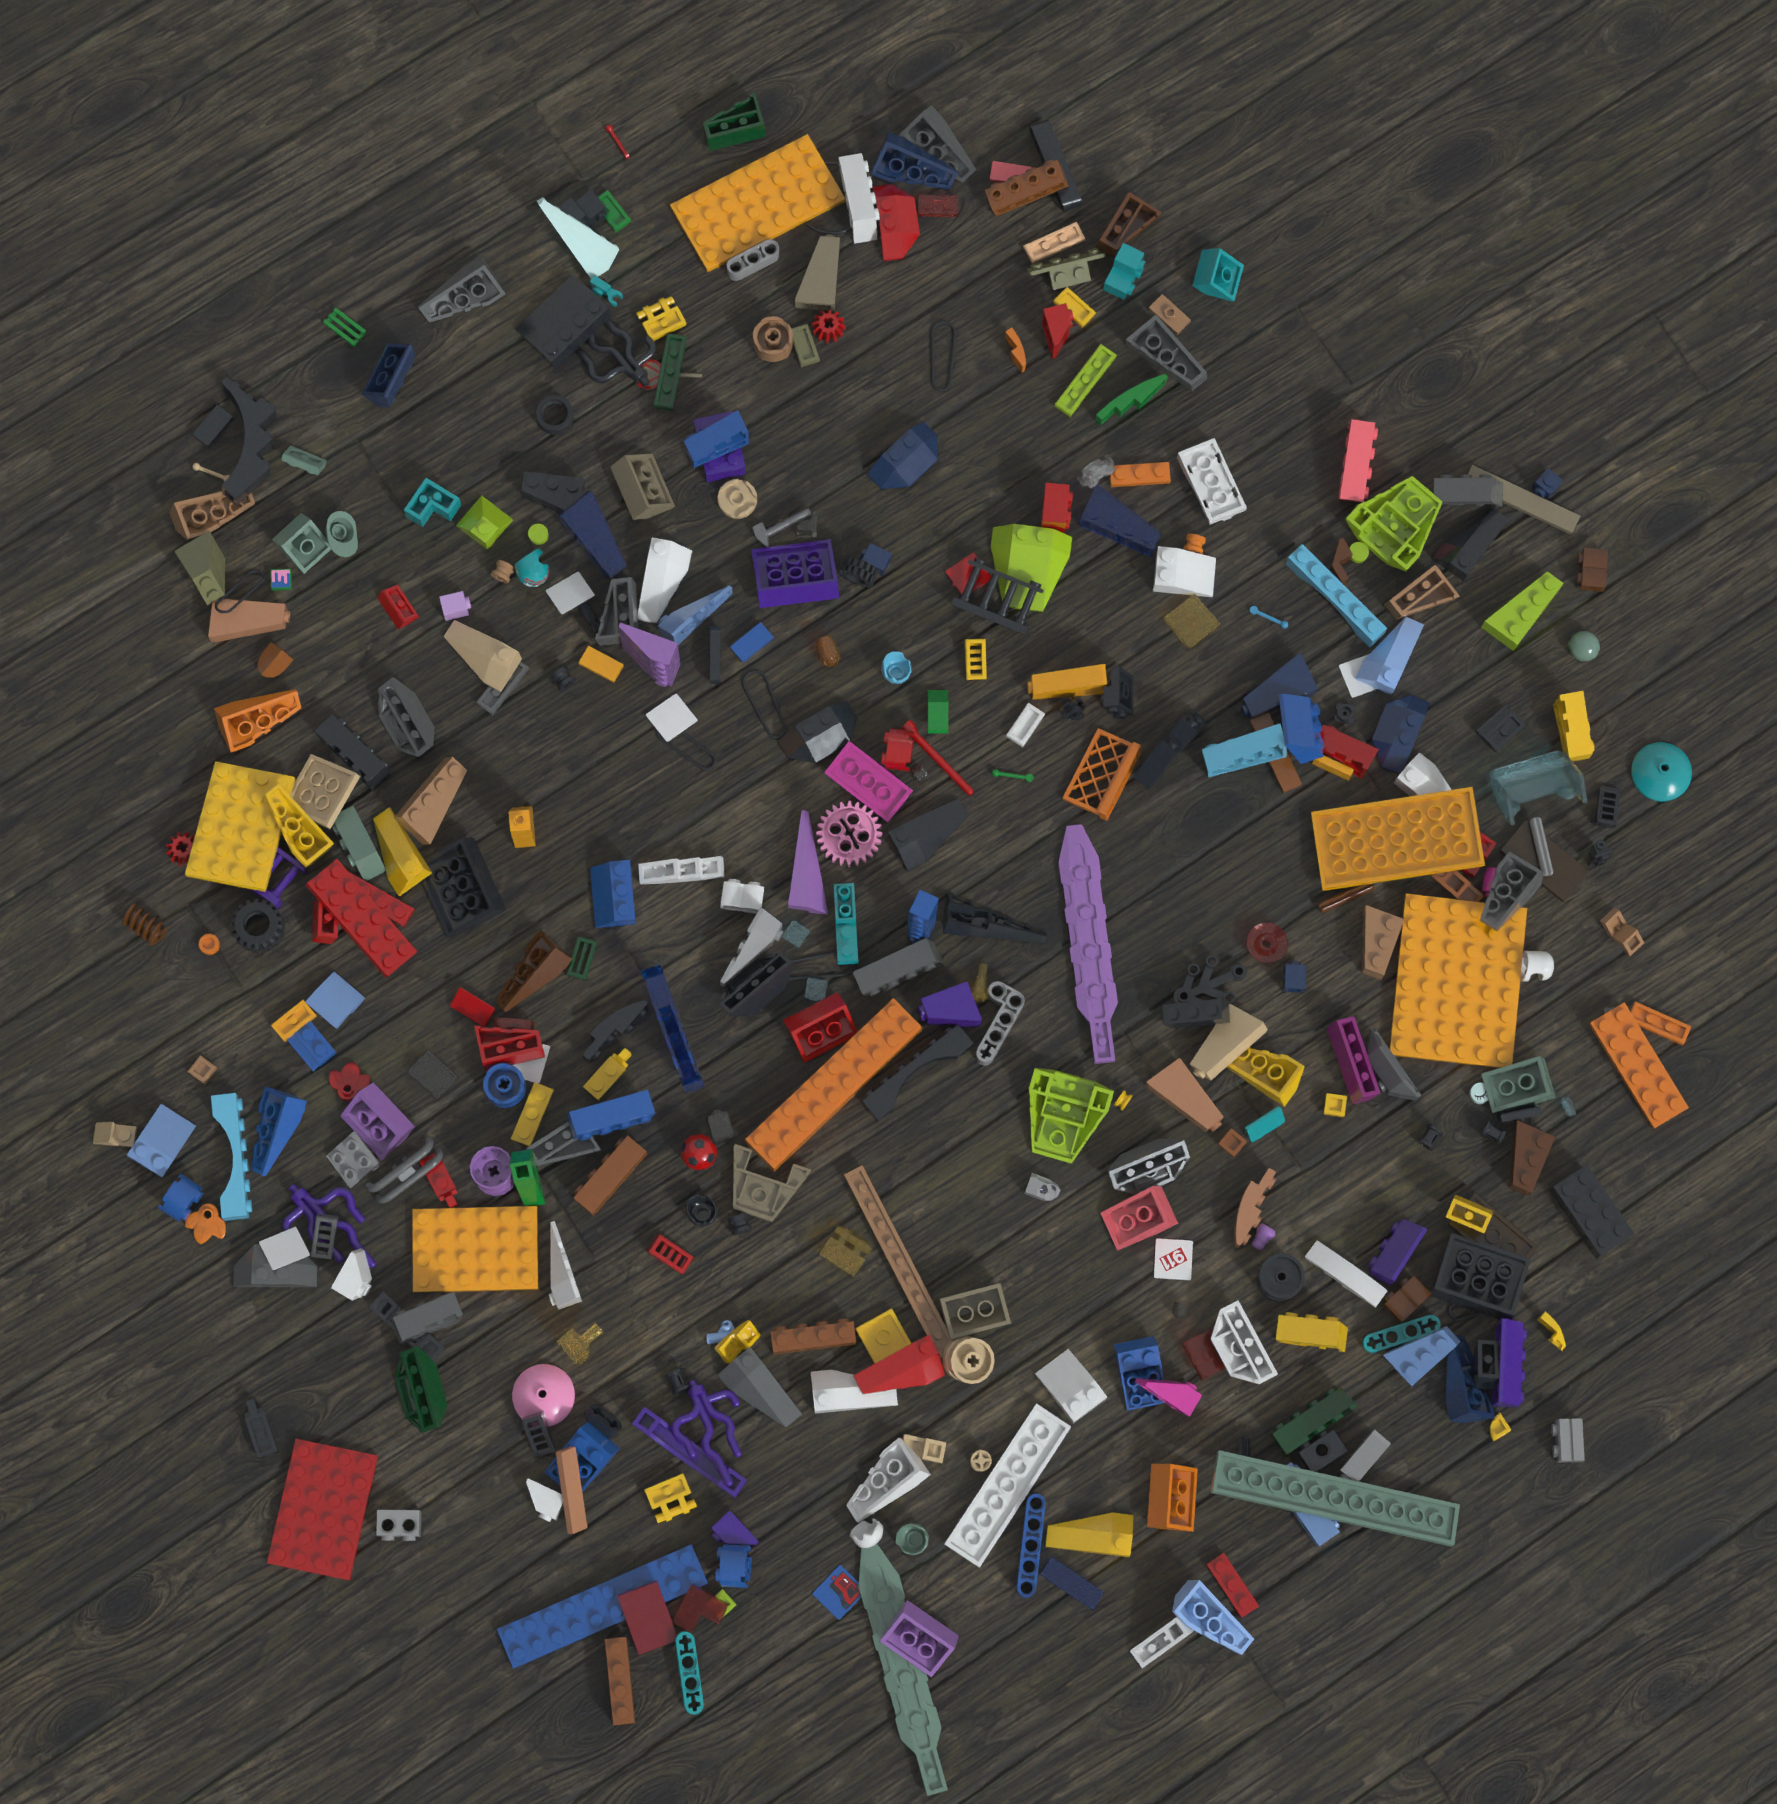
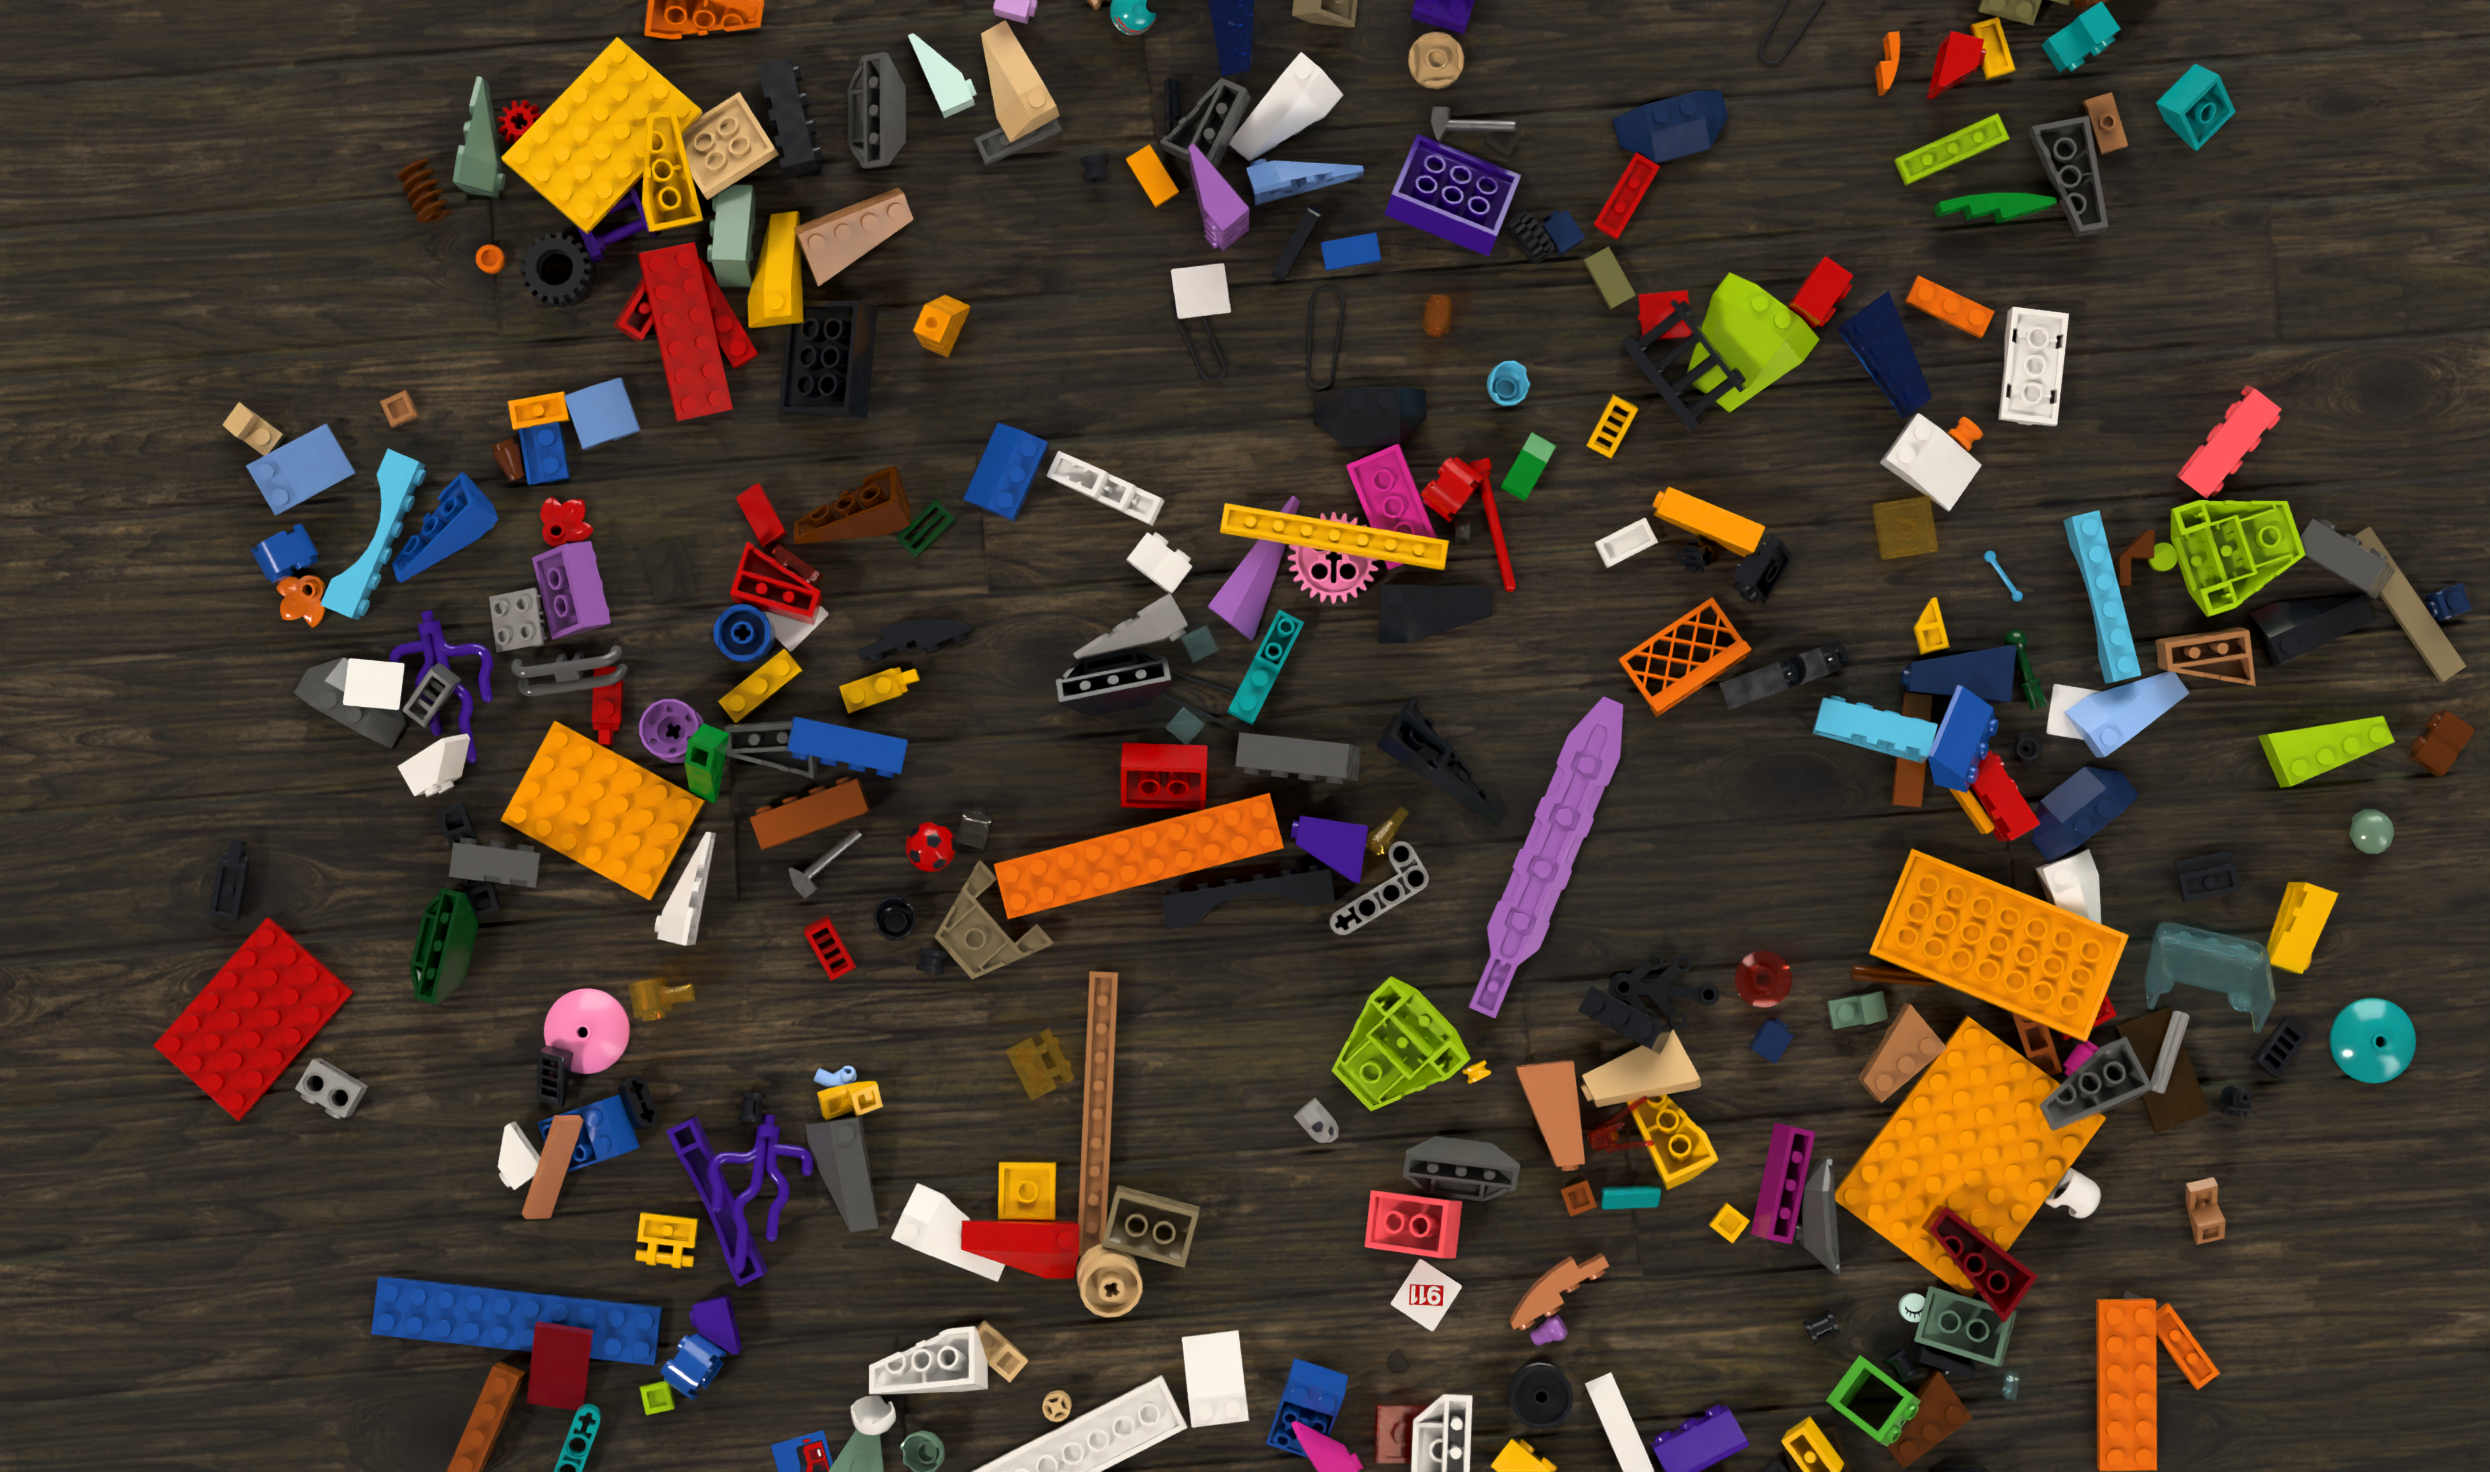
camera: 30 degrees right, 10 degrees up
(170, 886) = (479, 162): none -> sand green wedge
(291, 1061) = (509, 459): none -> reddish brown cone
(437, 676) = (946, 82): none -> light aqua slope
(570, 593) = (1164, 65): white sticker -> none
(629, 1221) = (802, 880): none -> flat silver piece
(672, 1028) = (981, 682): clear blue arch -> none
(698, 1603) = (629, 1384): clear red plate -> none
(814, 1337) = (940, 1146): dark orange brick -> none
(842, 819) = (1334, 536): none -> yellow tile
(902, 515) = (1626, 196): none -> red plate
(921, 571) = (1609, 278): none -> olive tile
(922, 917) = (1355, 721): blue brick -> none
(1029, 777) = (1591, 610): green hinge -> none
(1095, 471) = (1896, 274): clear plate -> none
(1226, 1093) = (1606, 1134): none -> clear red plant
(1244, 674) = (1930, 629): none -> yellow tile
(1324, 672) = (2031, 685): none -> dark green pin
(1336, 930) = (1857, 1010): none -> sand green slope
(1470, 1159) = (1851, 1384): none -> bright green window
(1509, 1036) = (1987, 1266): none -> dark red wedge

